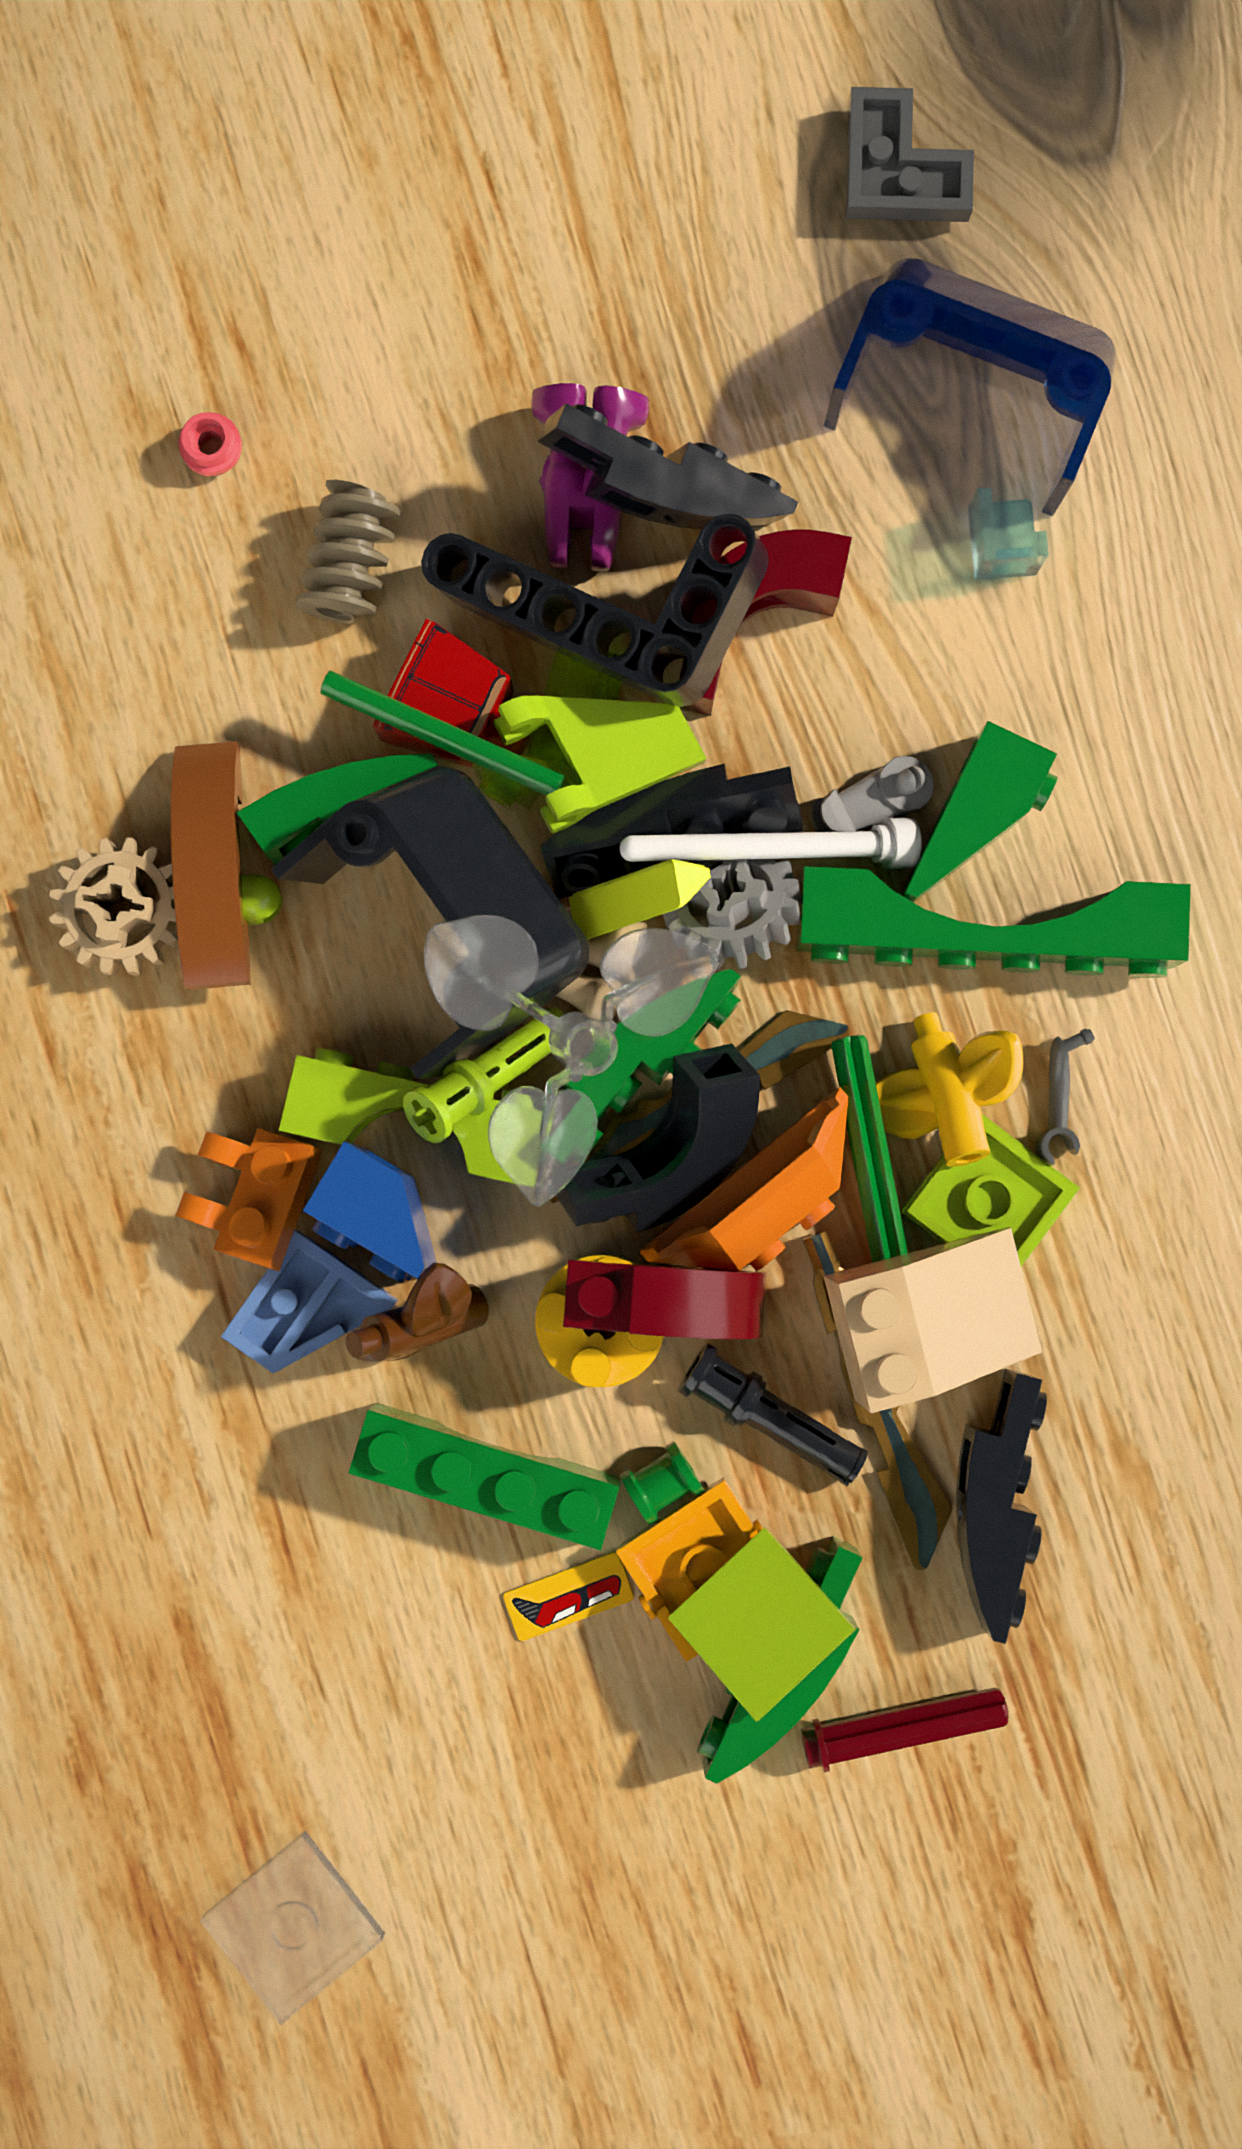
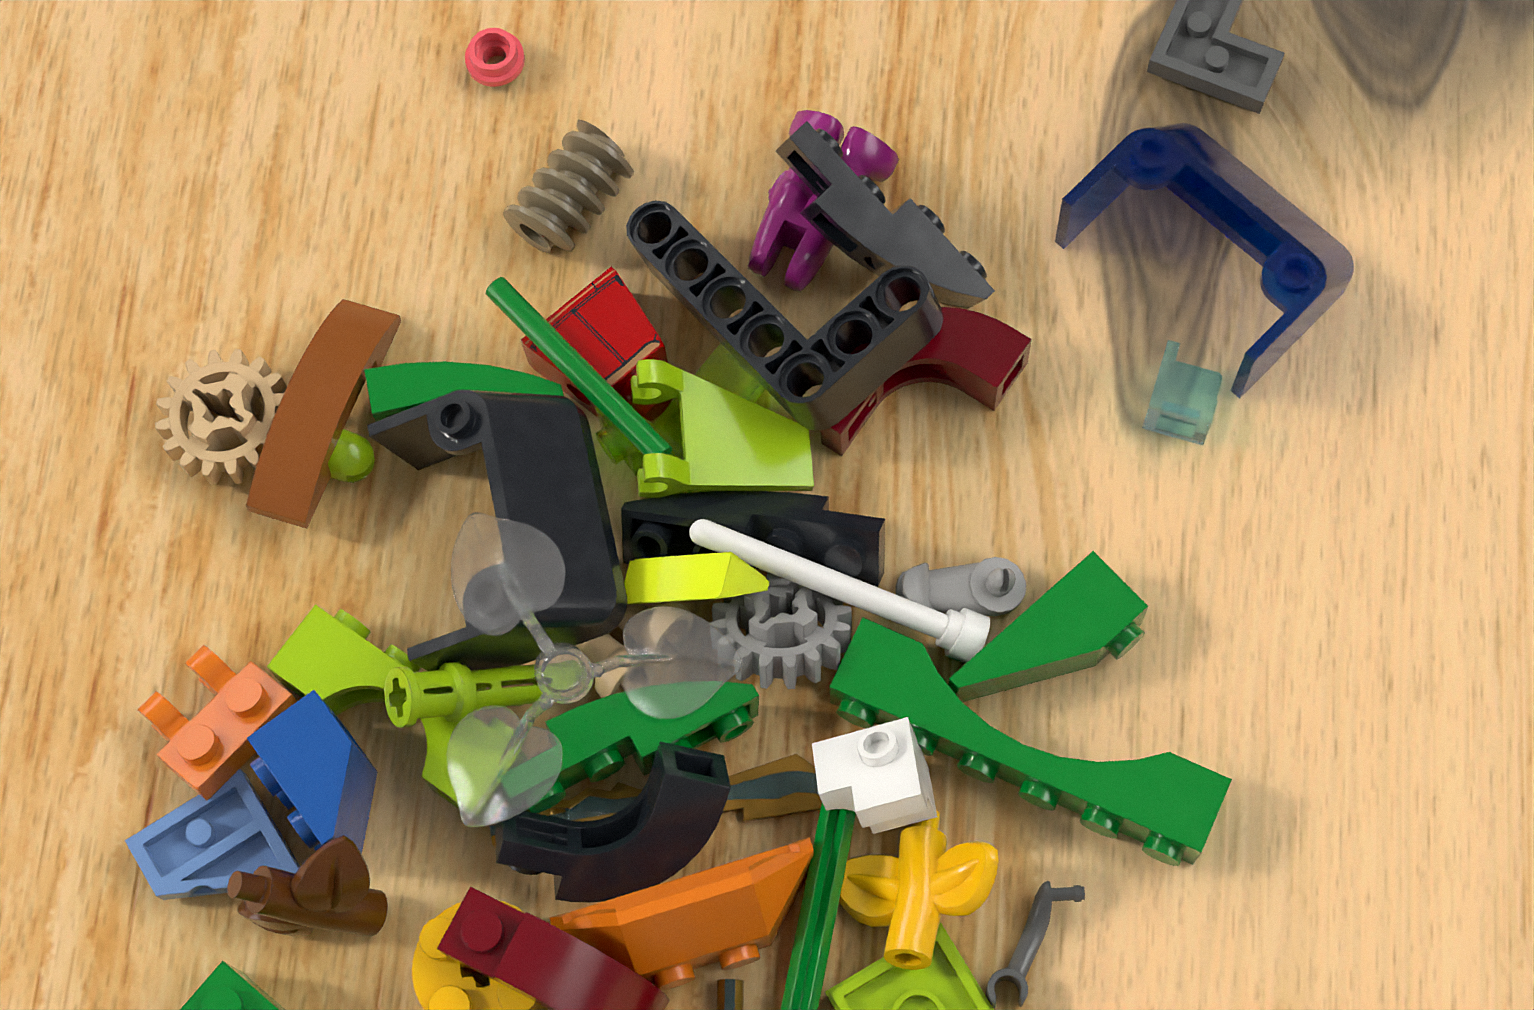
camera: 25 degrees right, 15 degrees down
(875, 1007) = (876, 775): none -> white brick

